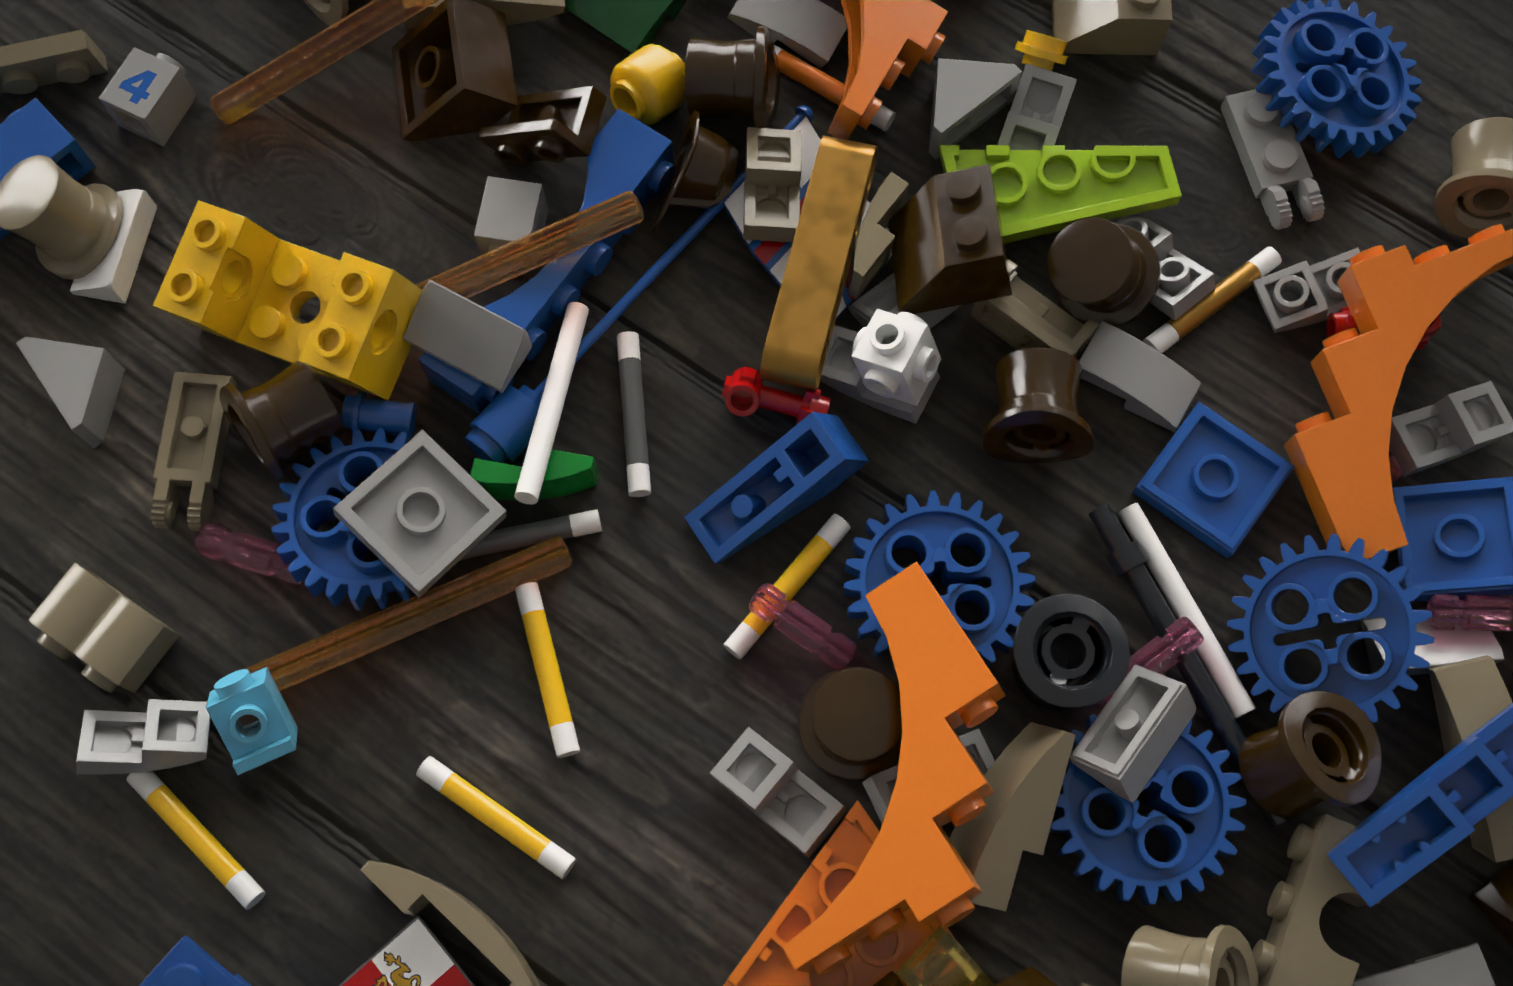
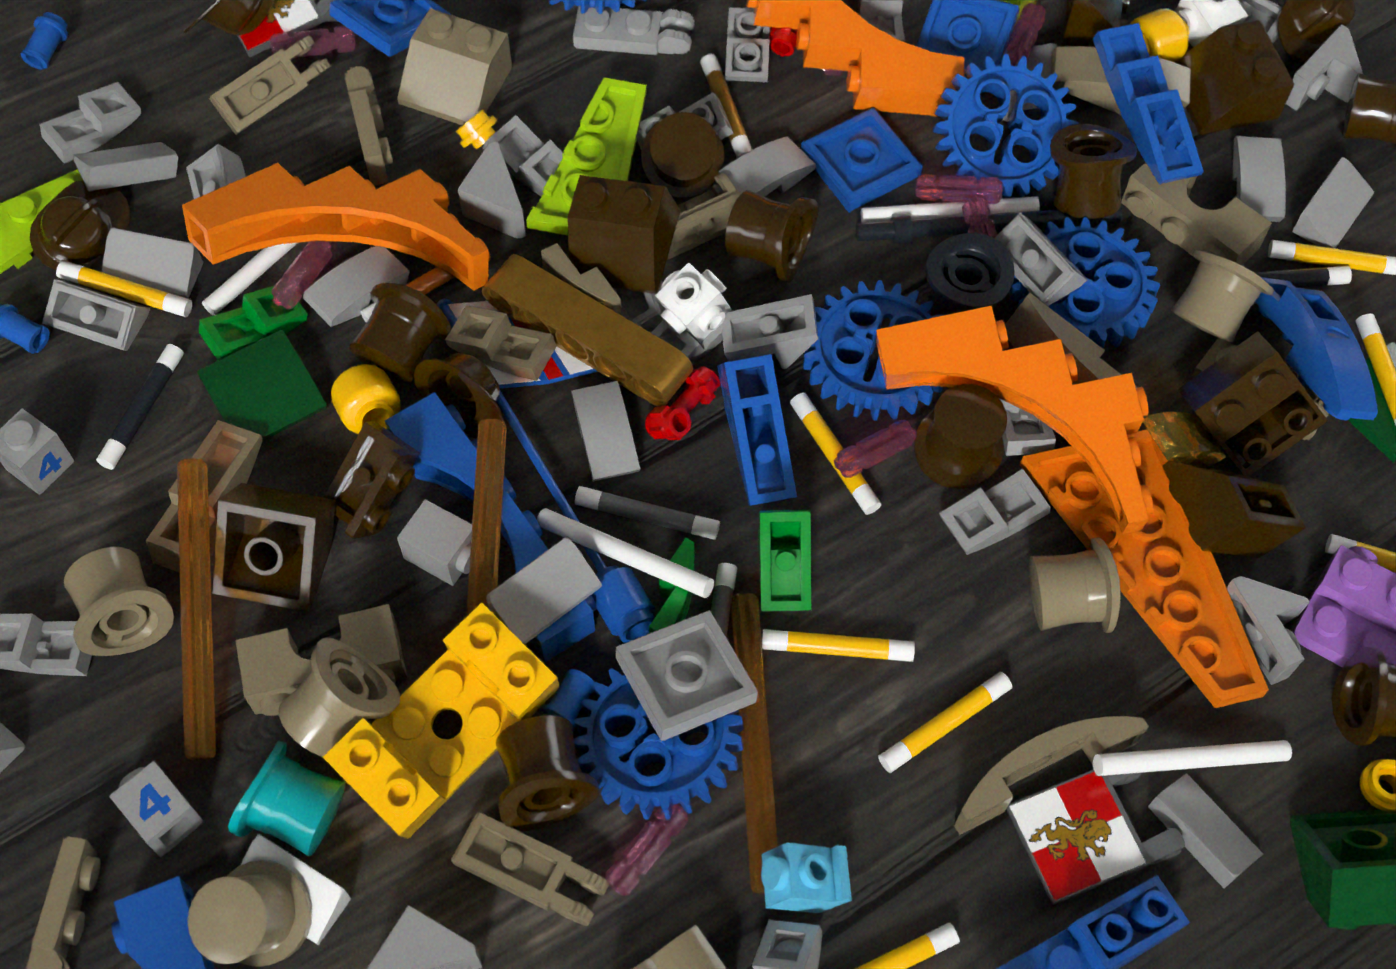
camera: 70 degrees left, 10 degrees down
(170, 192) = (288, 803): none -> teal piece
(286, 192) = (336, 697): none -> dark tan piece
(366, 204) = (275, 670): none -> dark tan arch
(611, 573) = (785, 560): none -> green slope
(695, 911) = (1076, 588): none -> dark tan piece
(710, 331) = (605, 431): none -> light grey slope
(899, 451) = (771, 328): none -> light grey slope
(1212, 607) = (958, 188): none -> clear pink axle

